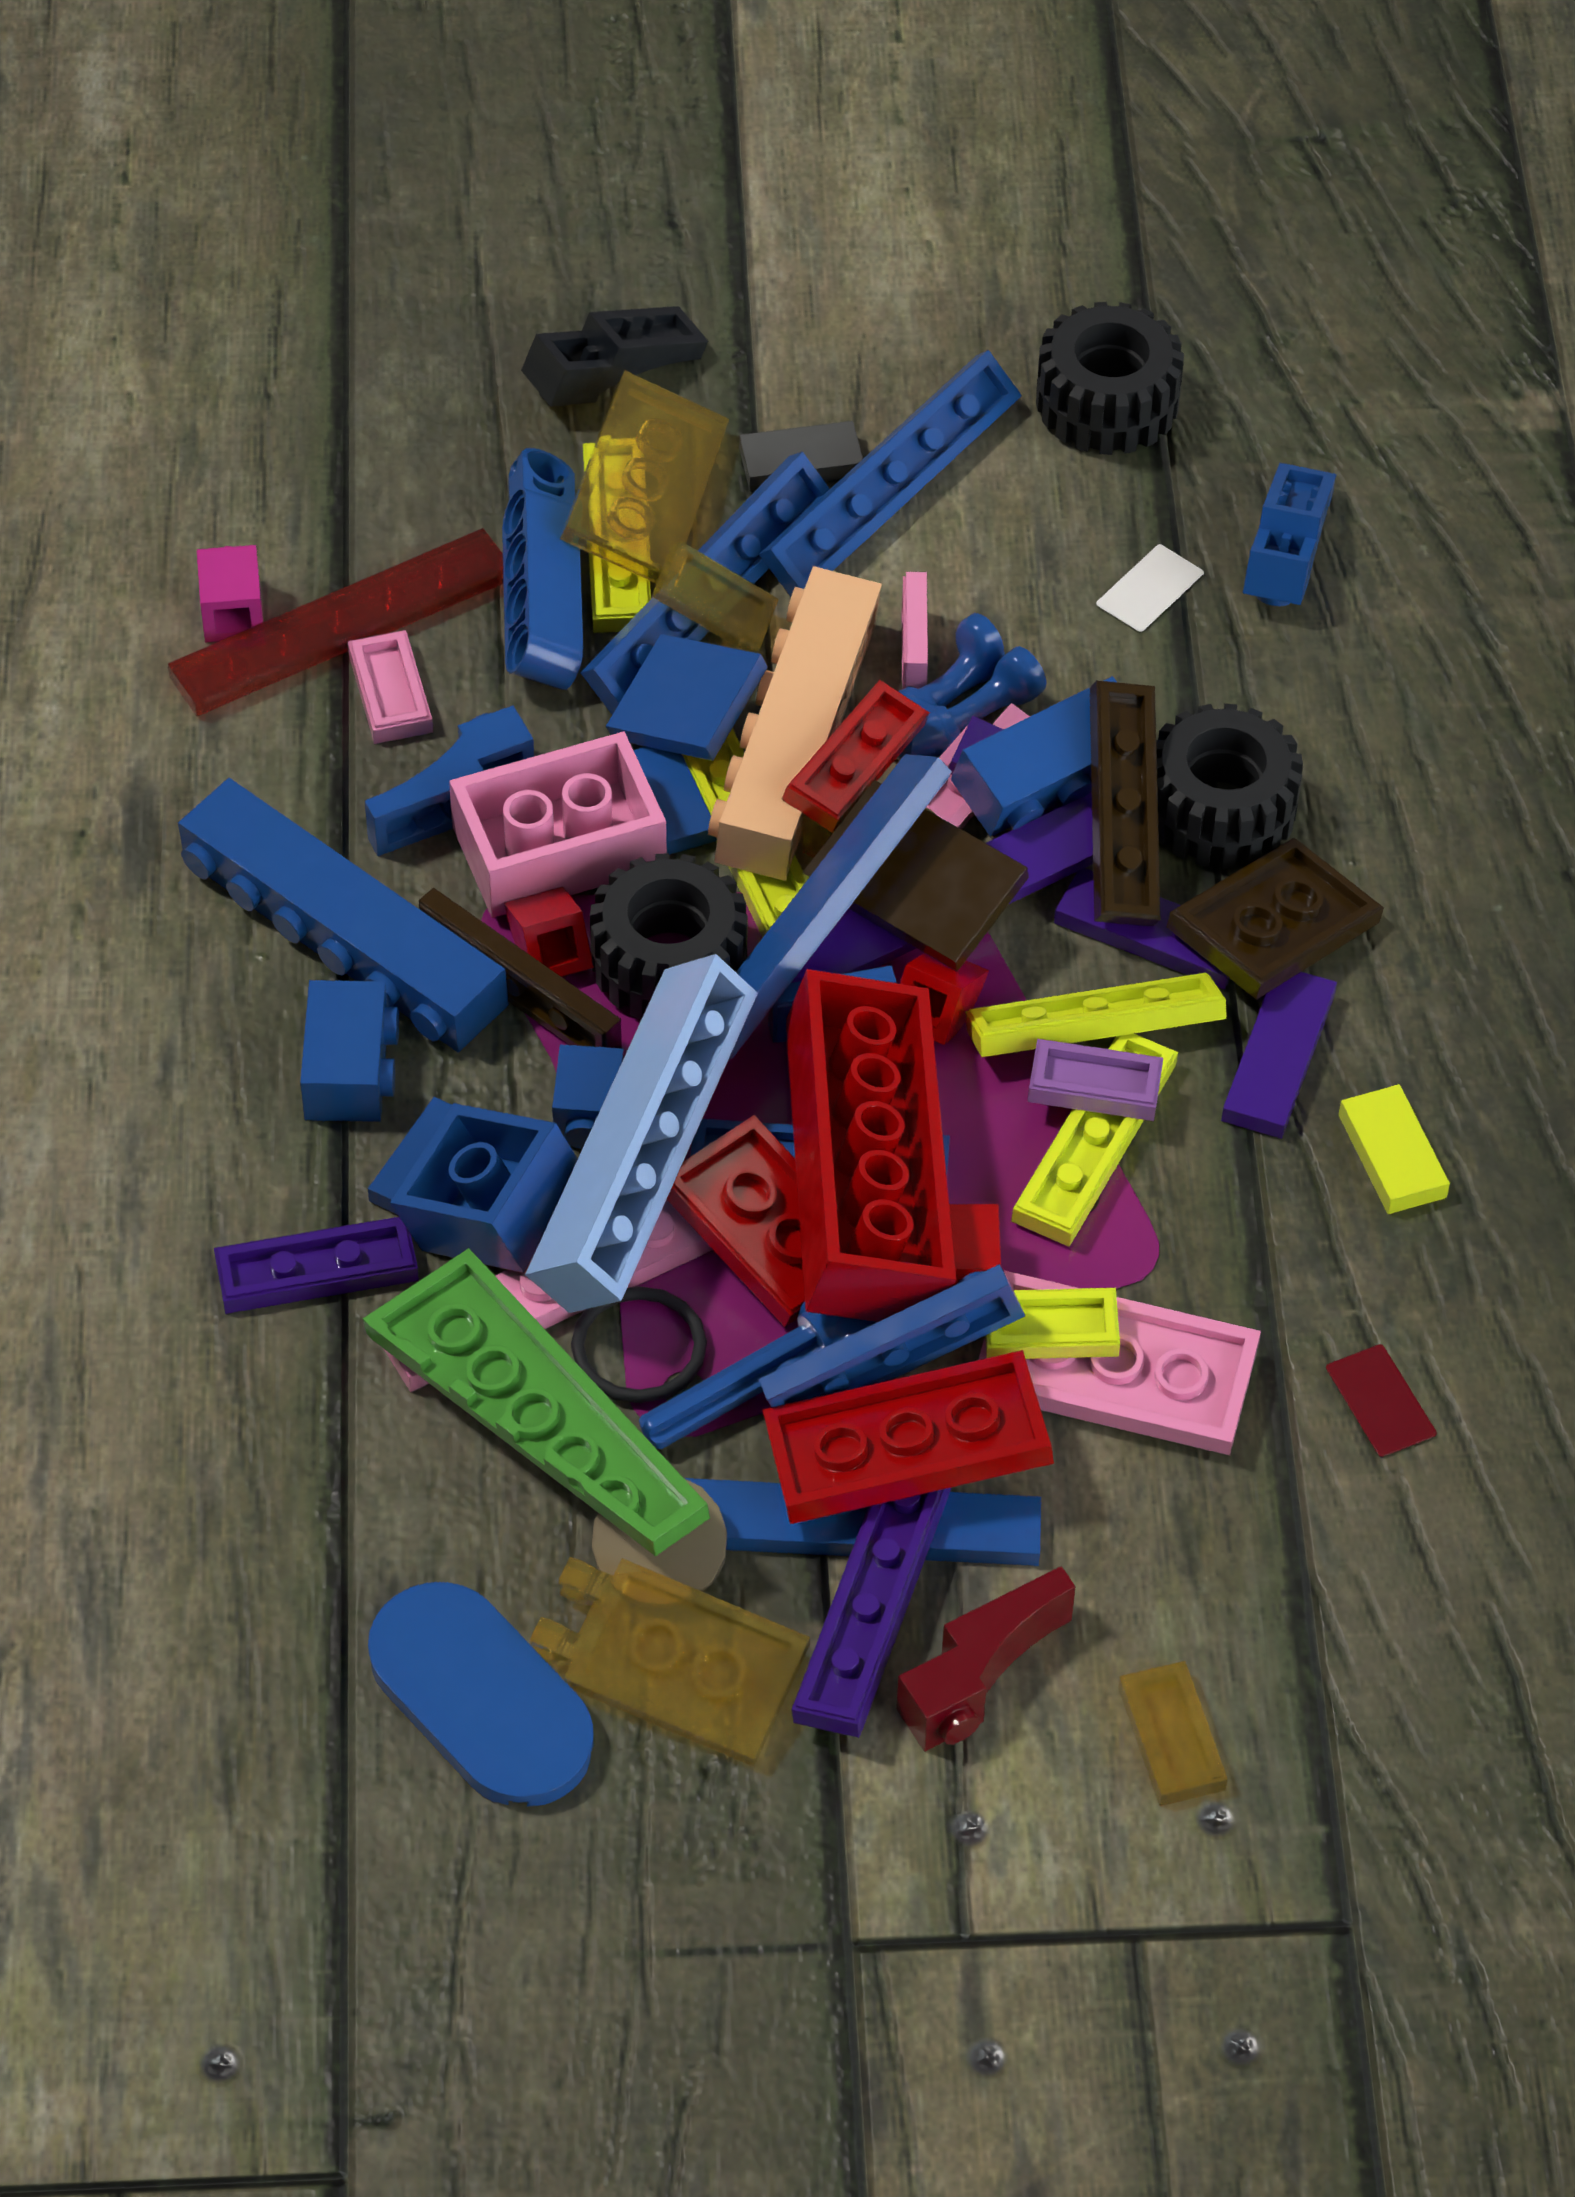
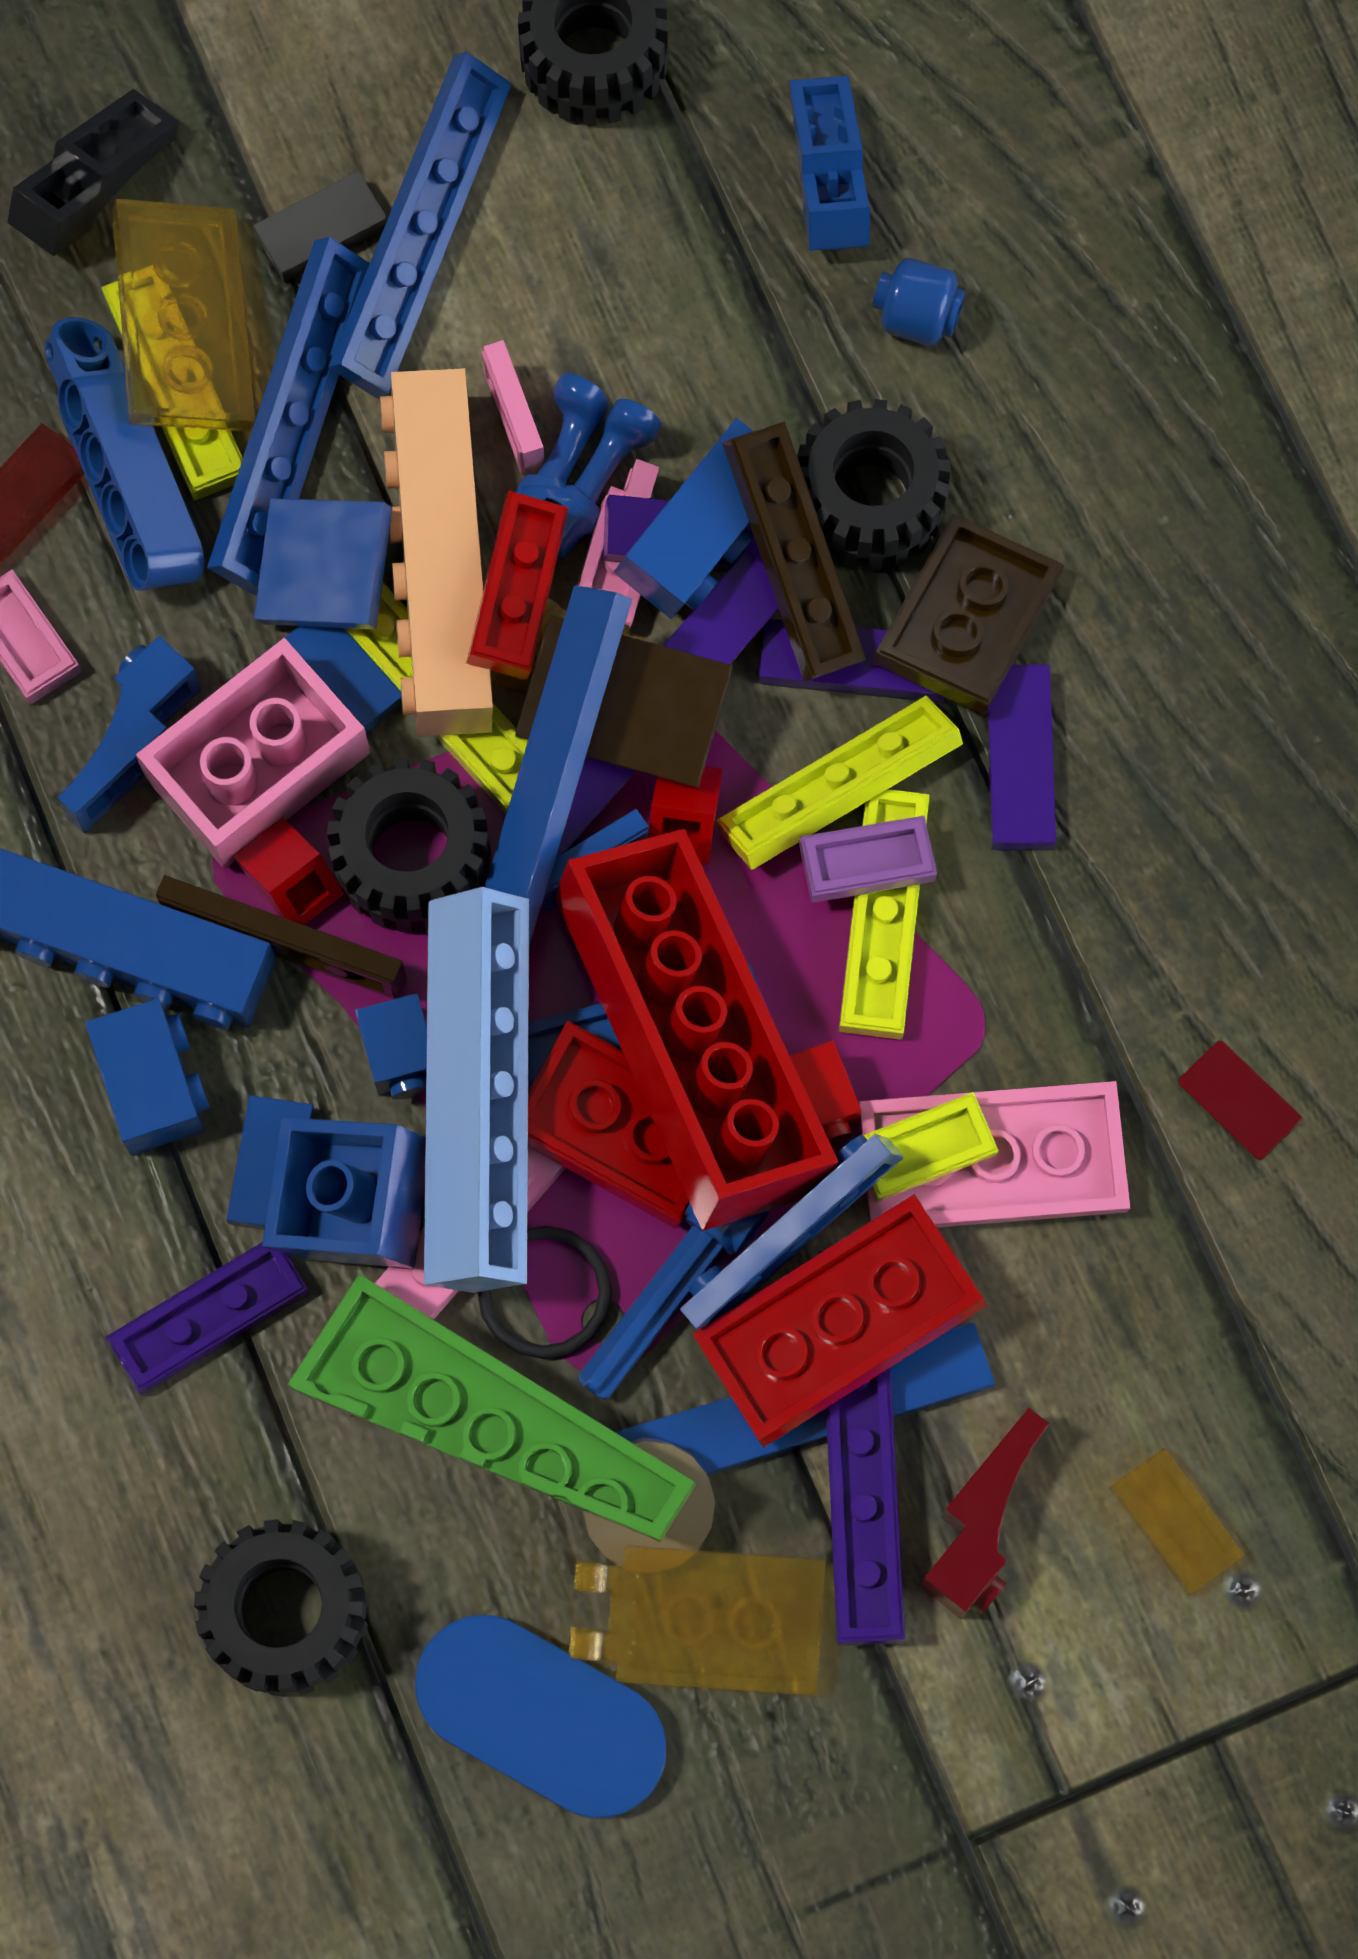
camera: 20 degrees left, 20 degrees up
(268, 1465) = (236, 1573): none -> black tyre
(715, 597) = (305, 435): clear yellow tile -> none
(1150, 588) = (712, 265): white sticker -> none
(1329, 661) = (919, 302): none -> blue head
(1393, 1149) = (1161, 827): neon yellow tile -> none

